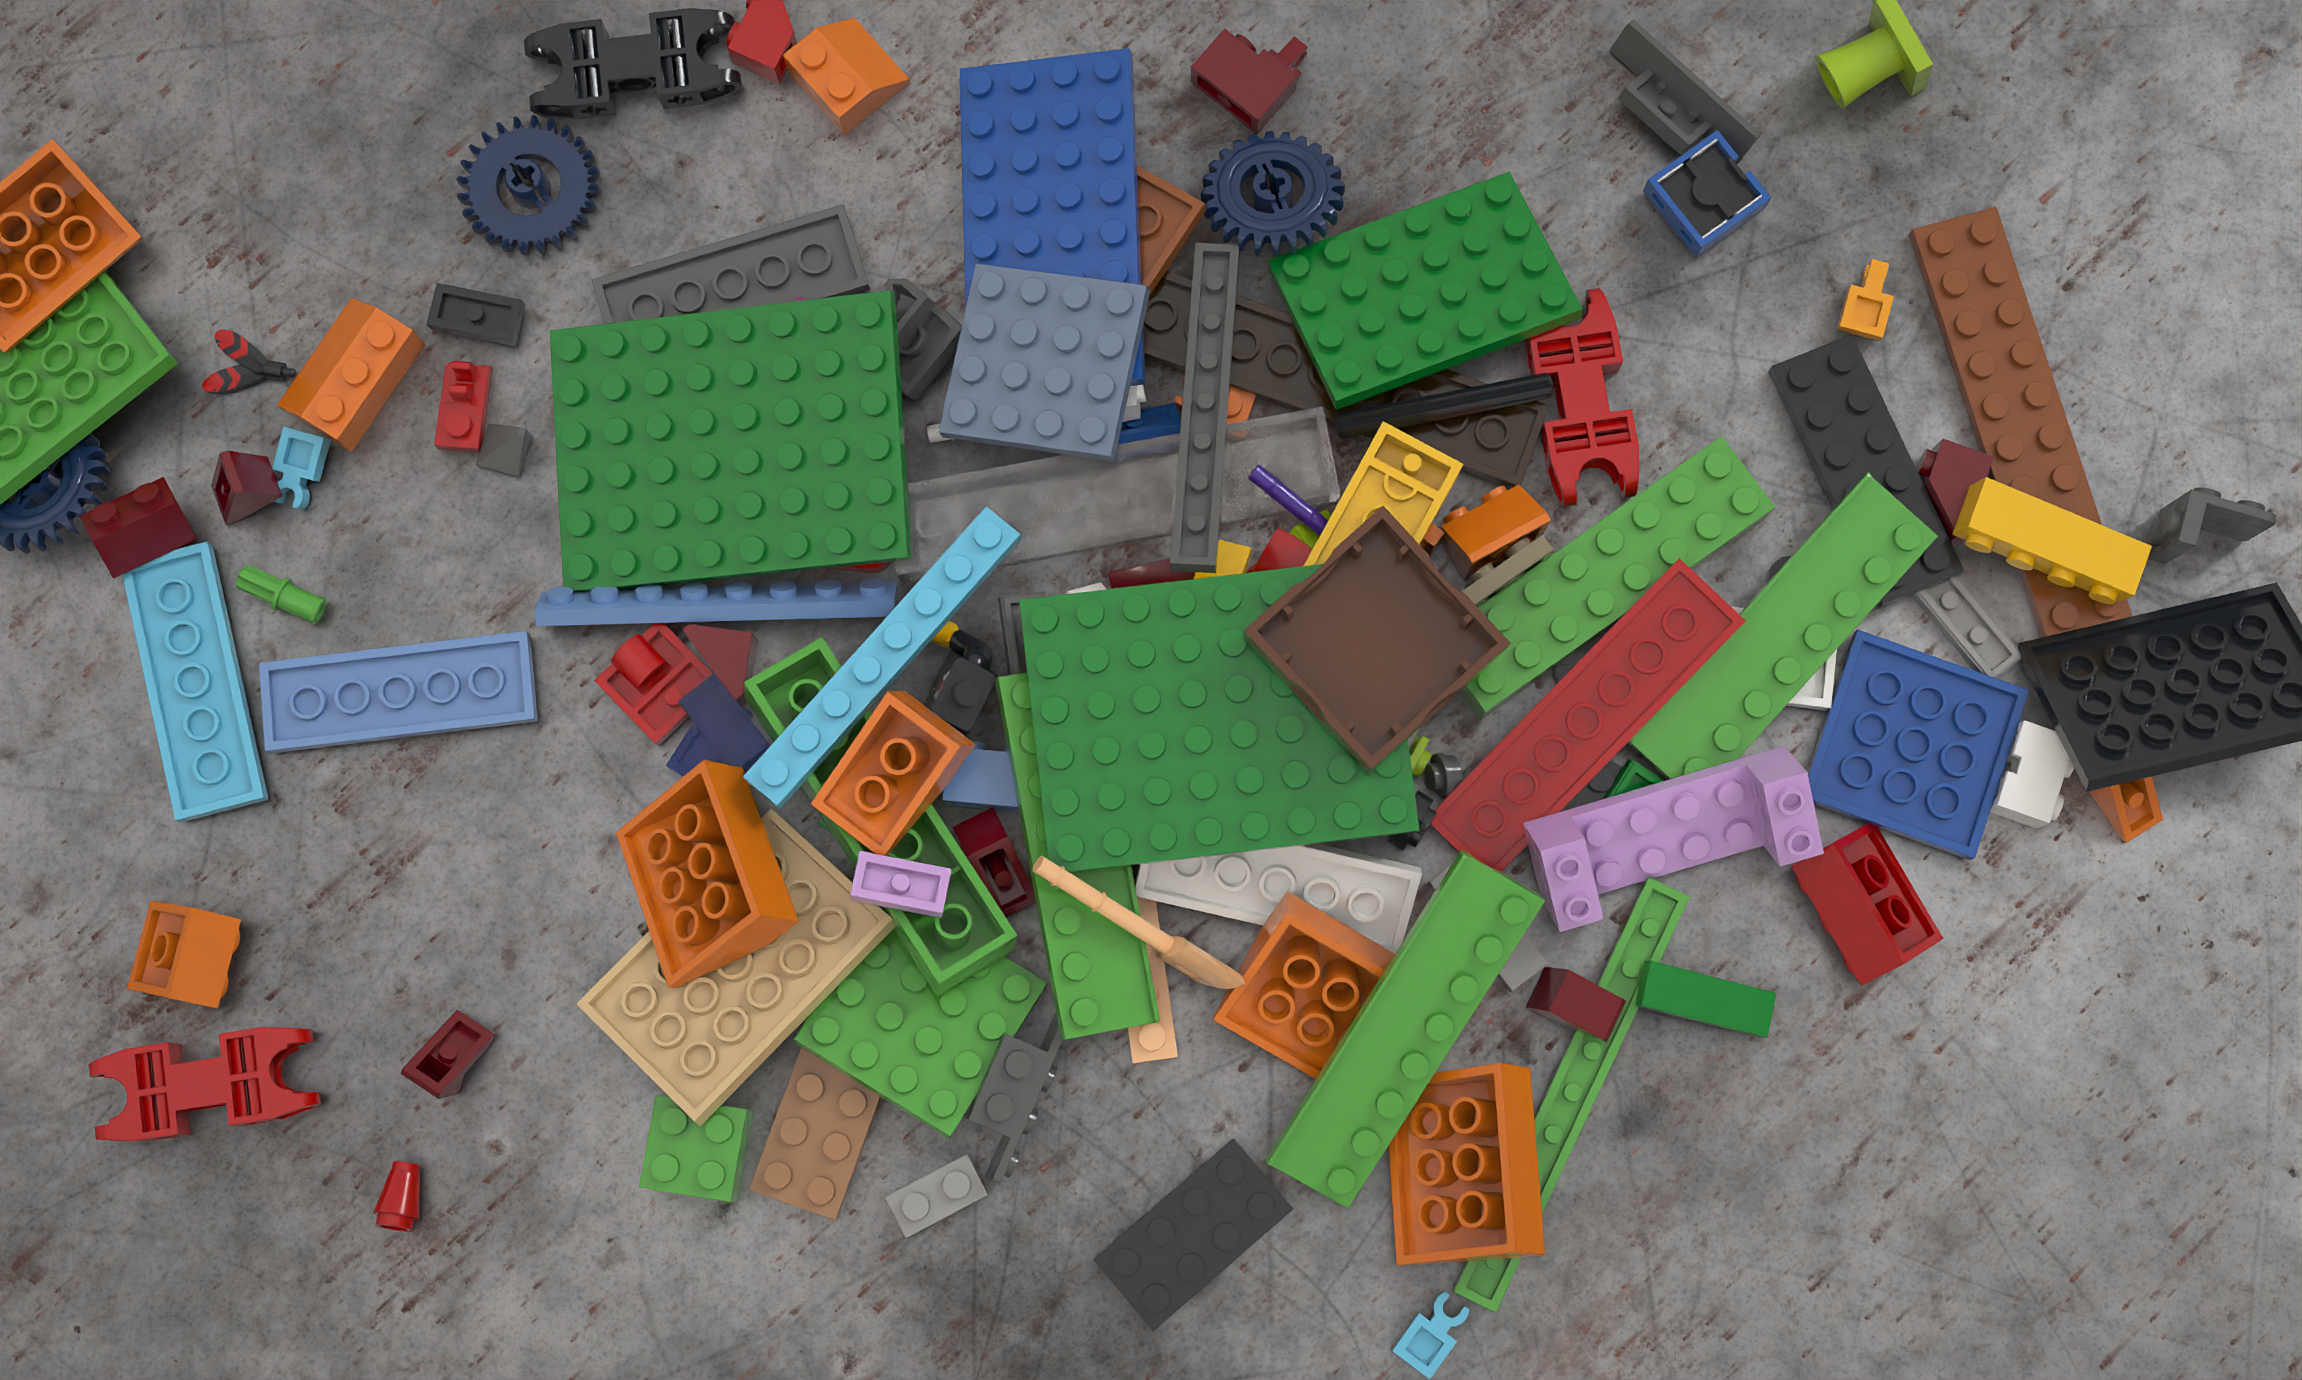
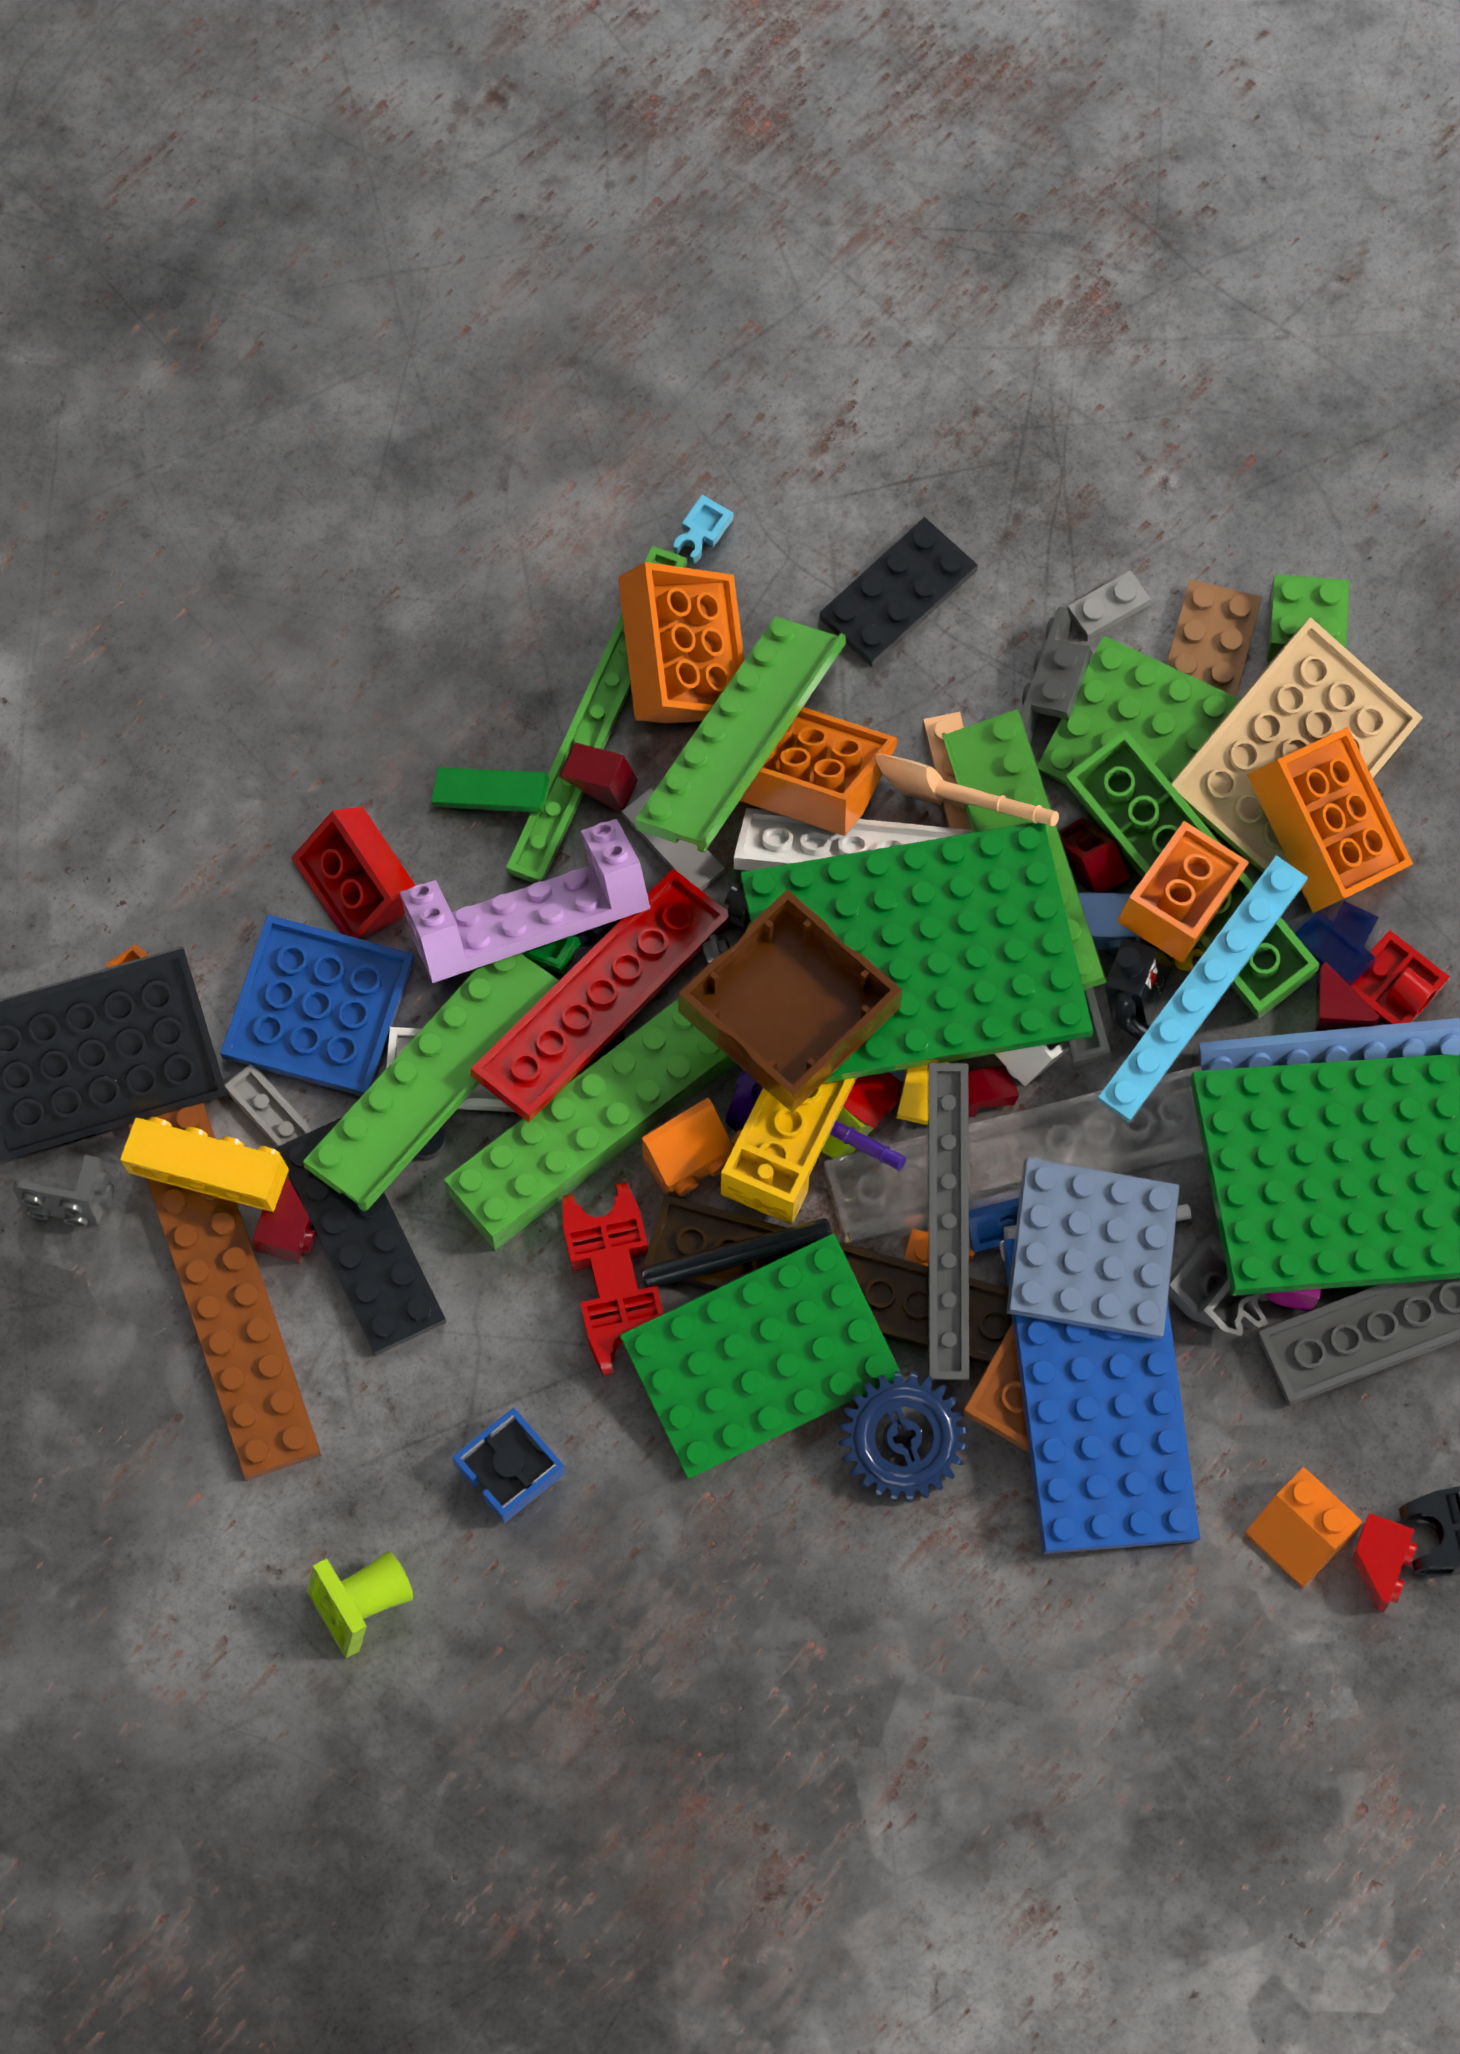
camera: 175 degrees right, 10 degrees down
(900, 884) = (1166, 799): lavender plate -> none
(1247, 82) = (936, 1542): dark red hinge -> none
(1519, 560) = (710, 1080): dark tan plate -> none
(1674, 98) = (541, 1549): dark grey bracket -> none
(1865, 307) = (361, 1376): light orange plate -> none
(2033, 777) = (217, 978): white brick -> none

